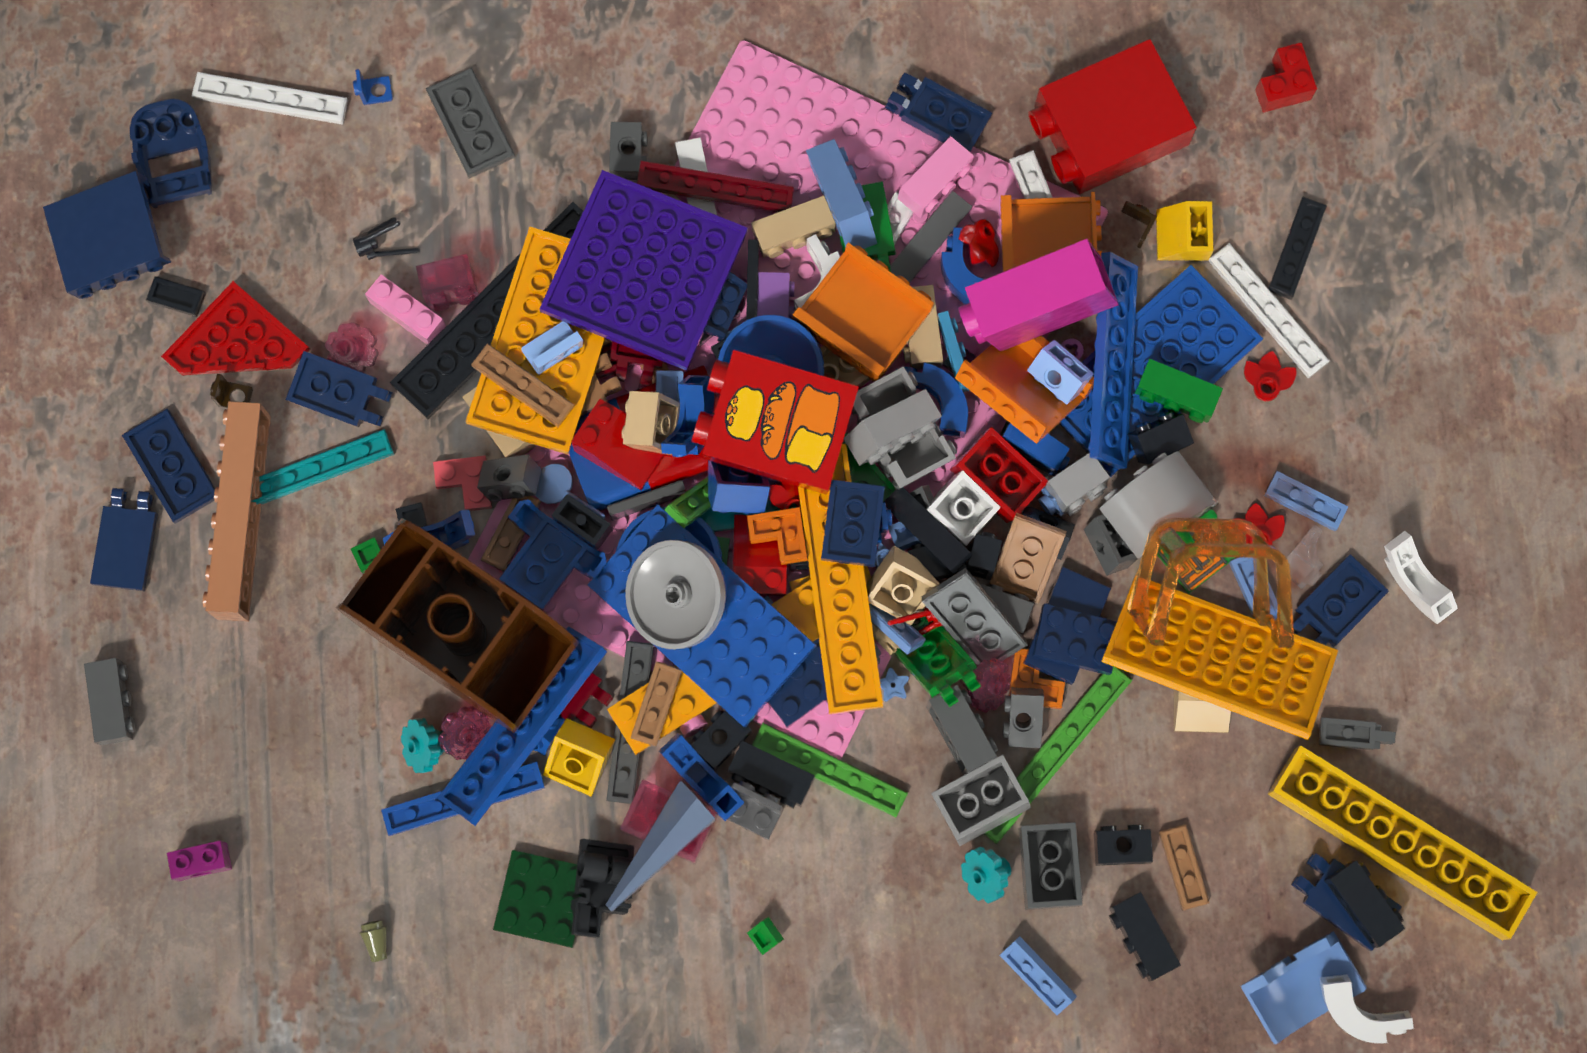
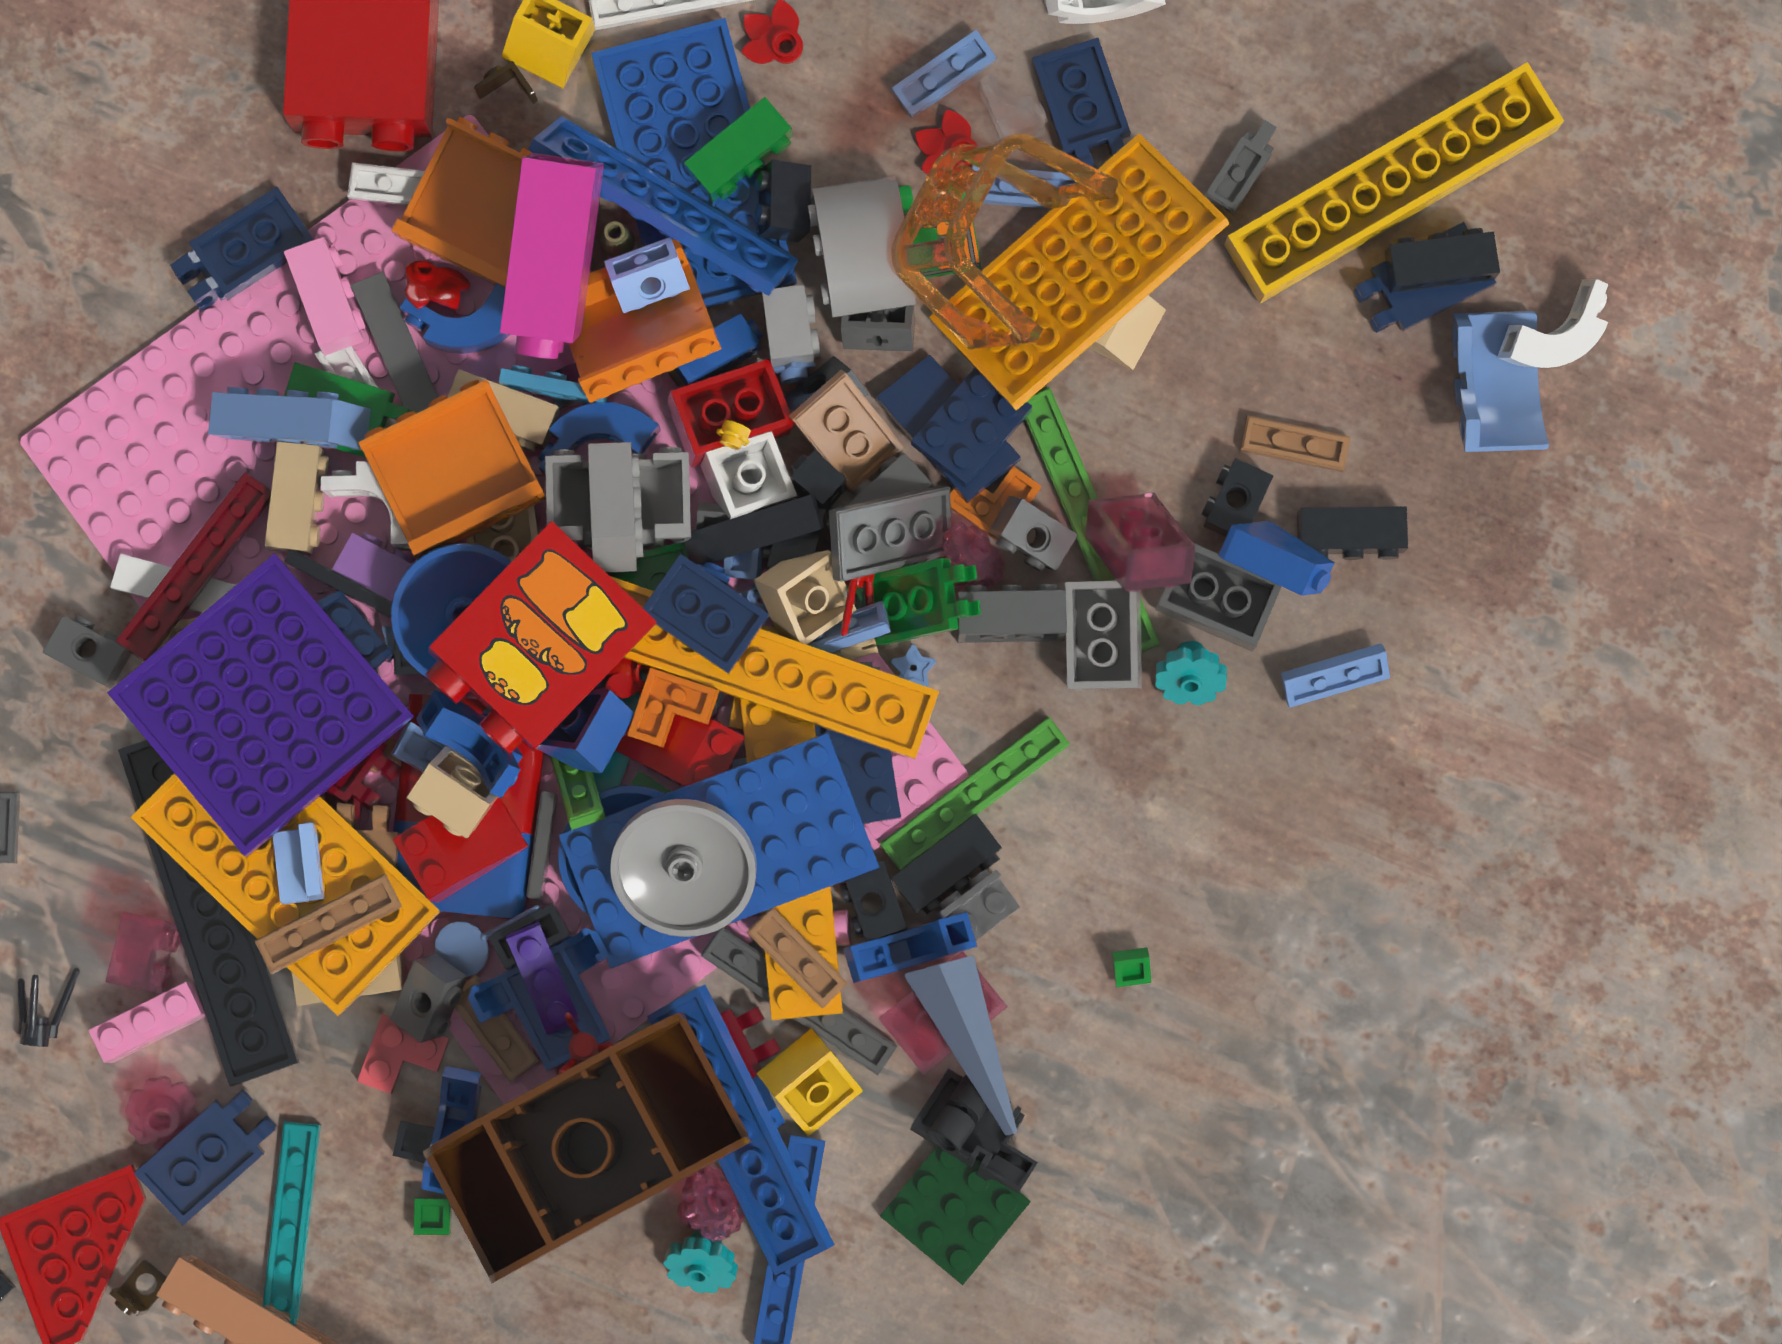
camera: 65 degrees left, 5 degrees up
(526, 589) = (581, 1045): none -> red plant
(557, 542) = (542, 977): none -> dark purple plate
(983, 482) = (734, 435): none -> yellow plate
(1056, 791) = (1140, 542): none -> clear pink brick
(1075, 348) = (617, 246): none -> olive cone
(1097, 891) = (1277, 557): none -> blue slope

